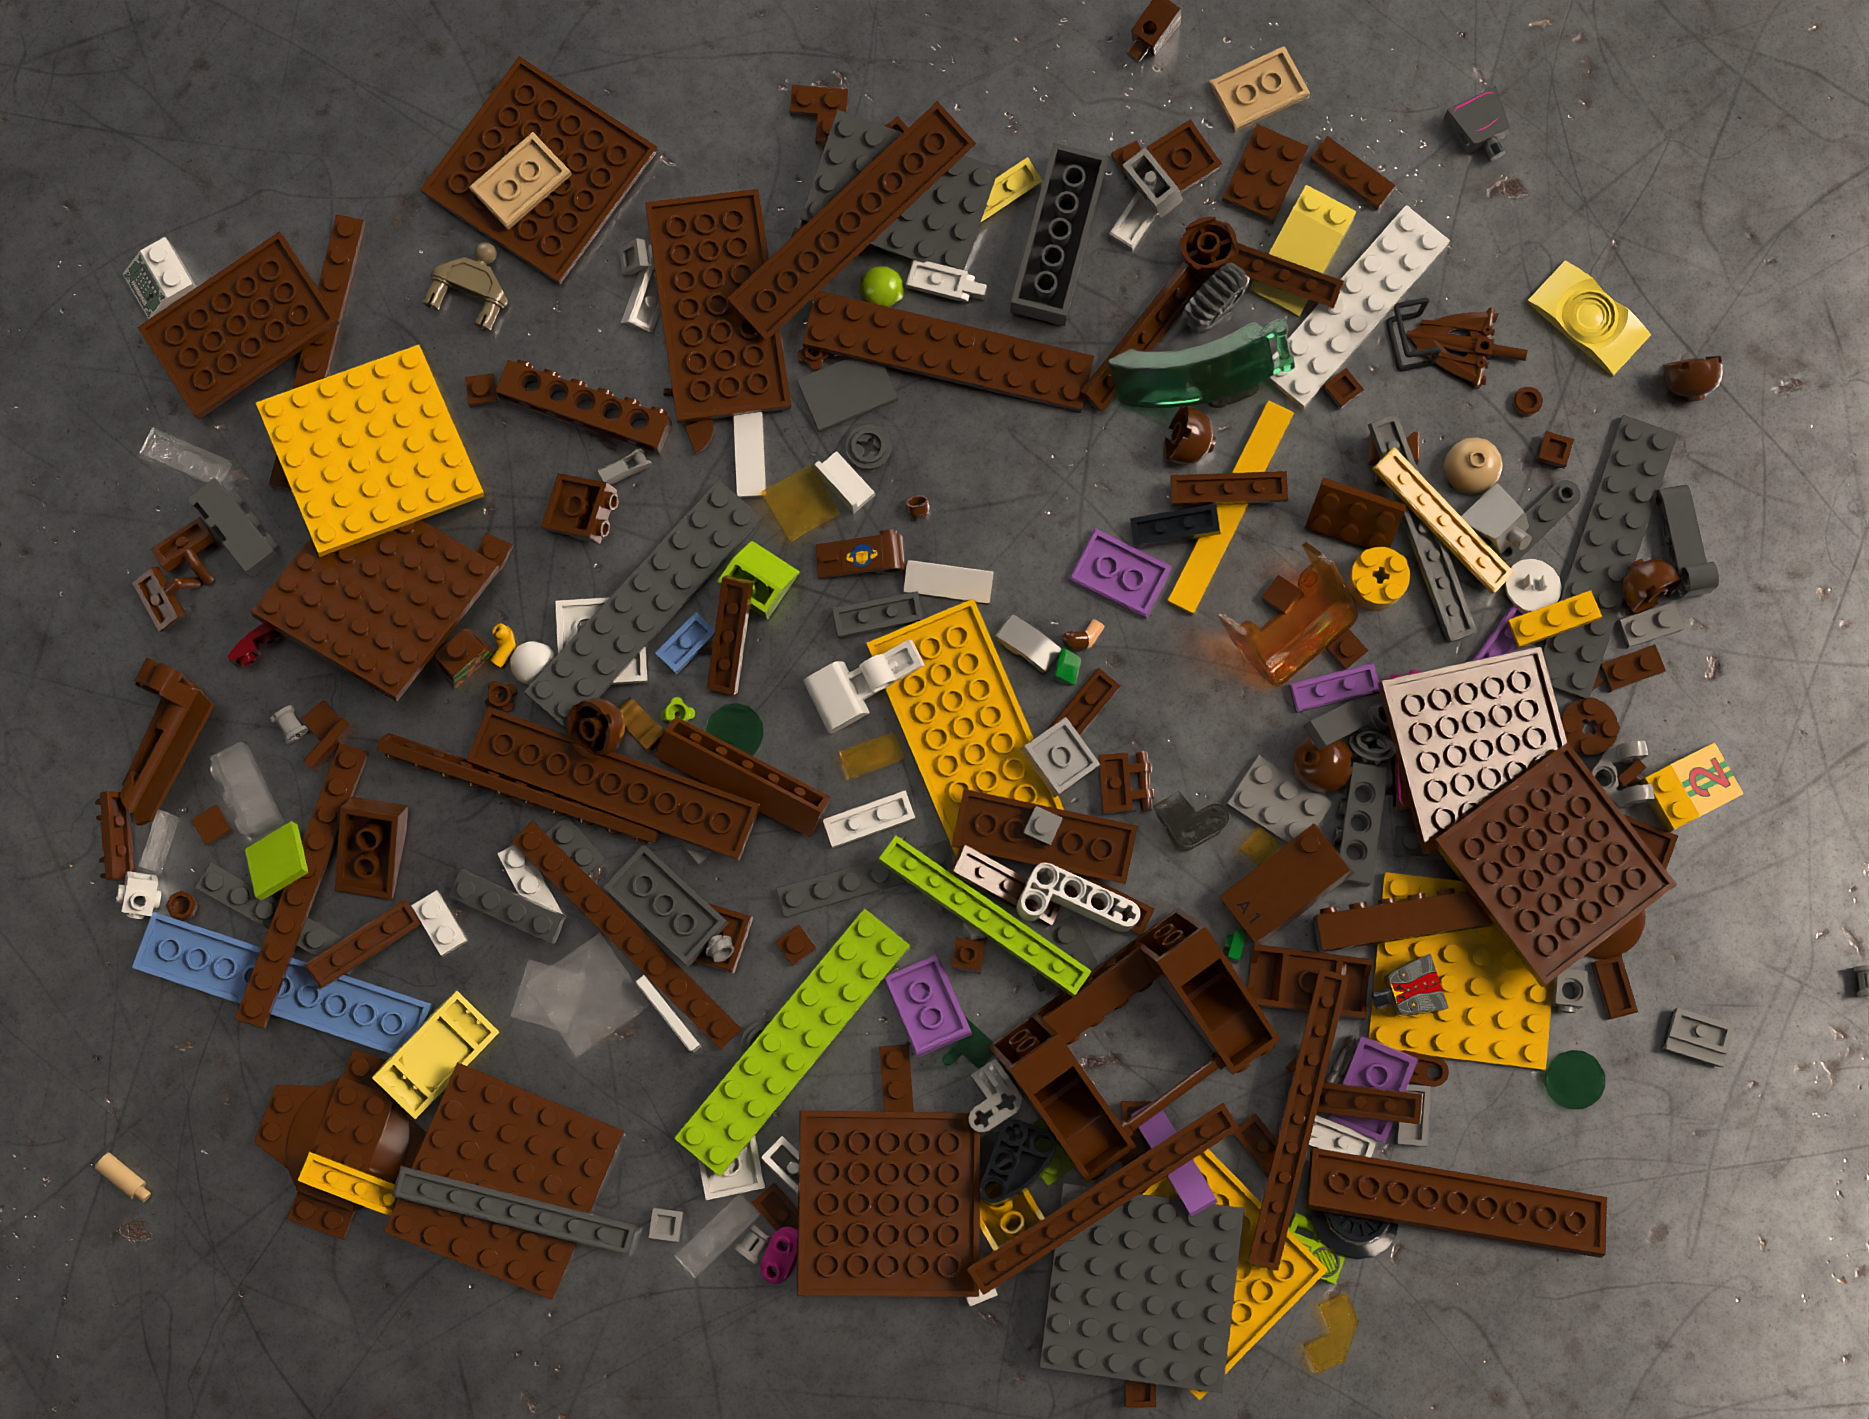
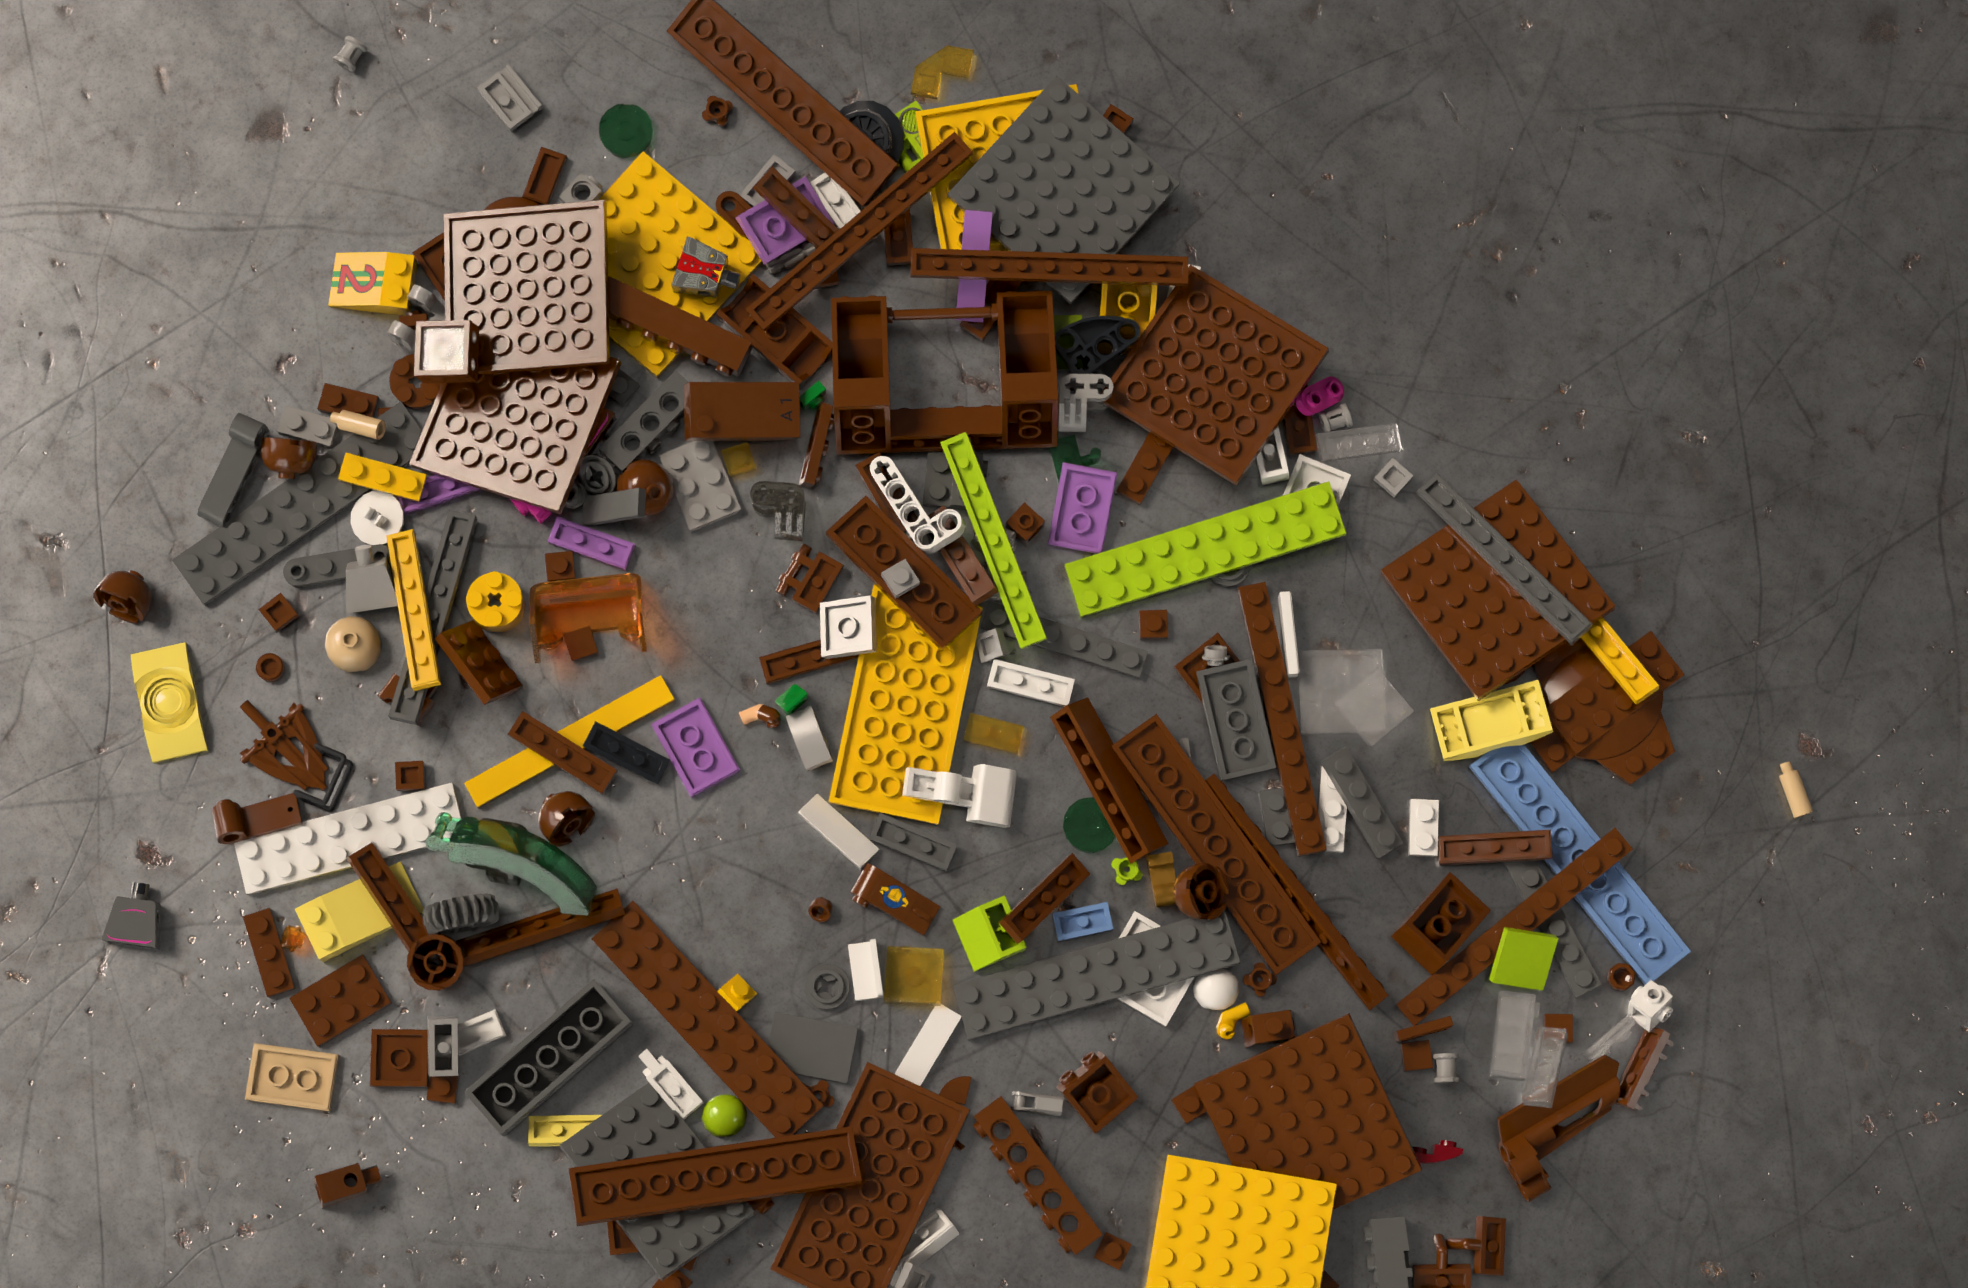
camera: 150 degrees left, 0 degrees up
(198, 775) = (1545, 1067): none -> clear plate
(925, 829) = (991, 645): none -> light grey plate
(940, 391) = (737, 992): none -> yellow plate
(1199, 901) = (817, 446): none -> reddish brown plate
(1341, 193) = (292, 937): none -> clear orange plate
(1444, 268) = (255, 820): none -> reddish brown door
(1499, 1151) = (717, 103): none -> reddish brown plate
(1581, 755) = (446, 351): none -> piece
(1608, 650) = (359, 424): none -> tan cylinder

